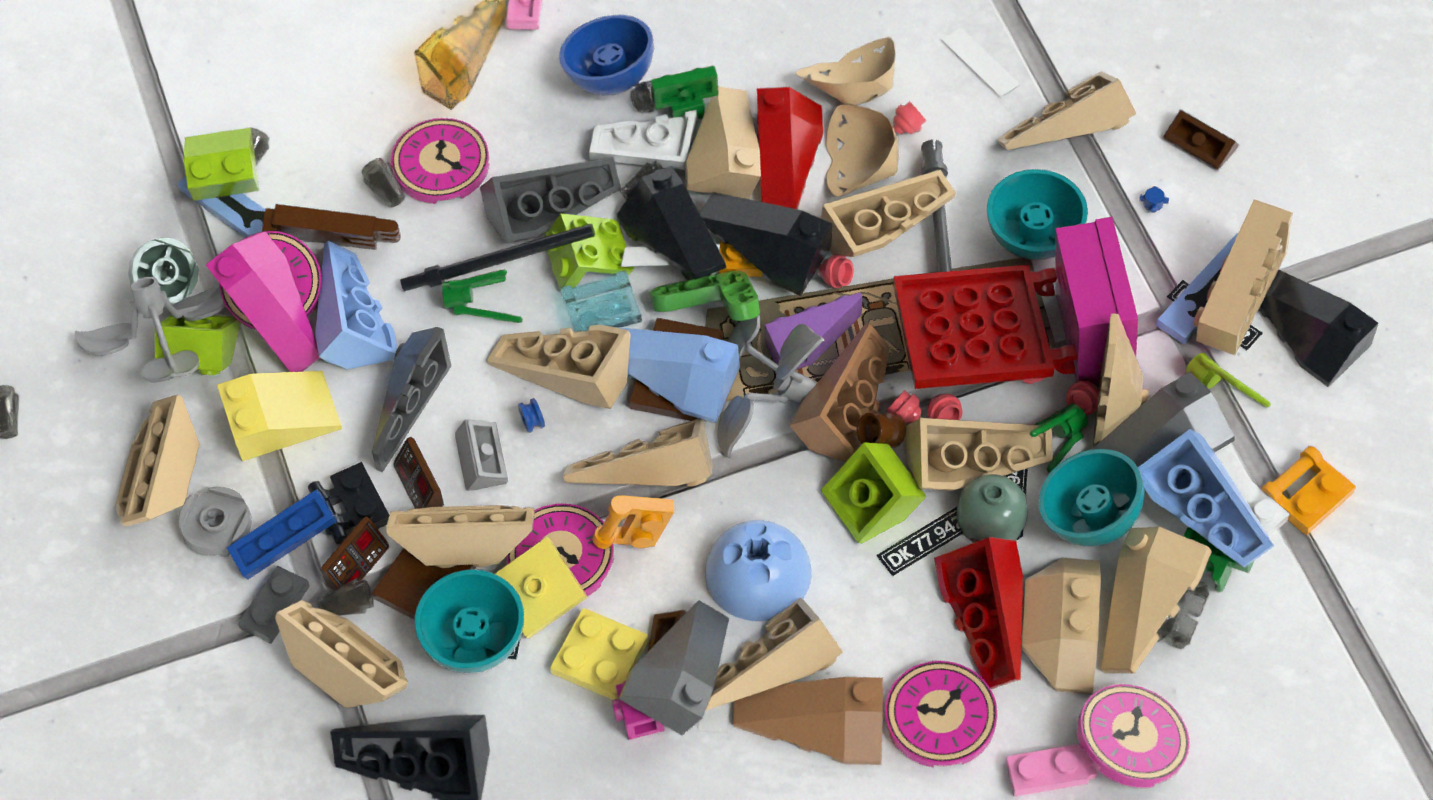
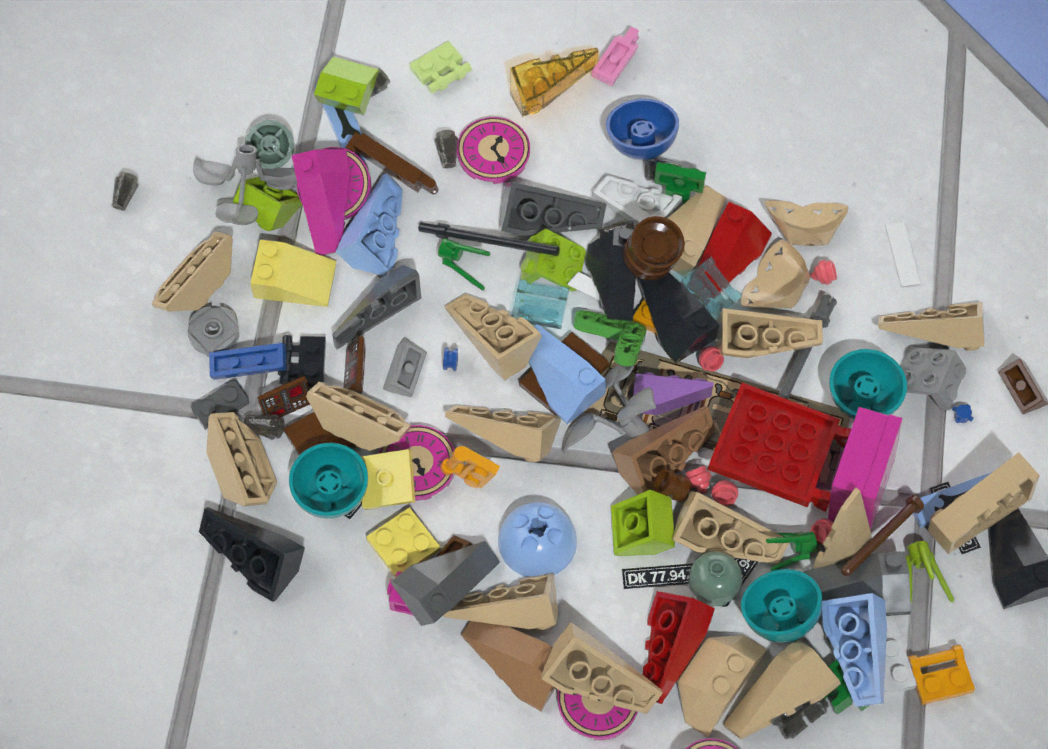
camera: 25 degrees right, 5 degrees up
(314, 92) = (436, 63): none -> yellowish green plate
(708, 171) = (653, 248): none -> reddish brown wheel
(783, 194) = (704, 290): none -> clear light blue plate
(919, 680) = (591, 669): none -> tan wedge
(1099, 168) = (934, 374): none -> light grey bracket
(1165, 319) = (913, 505): none -> reddish brown bar

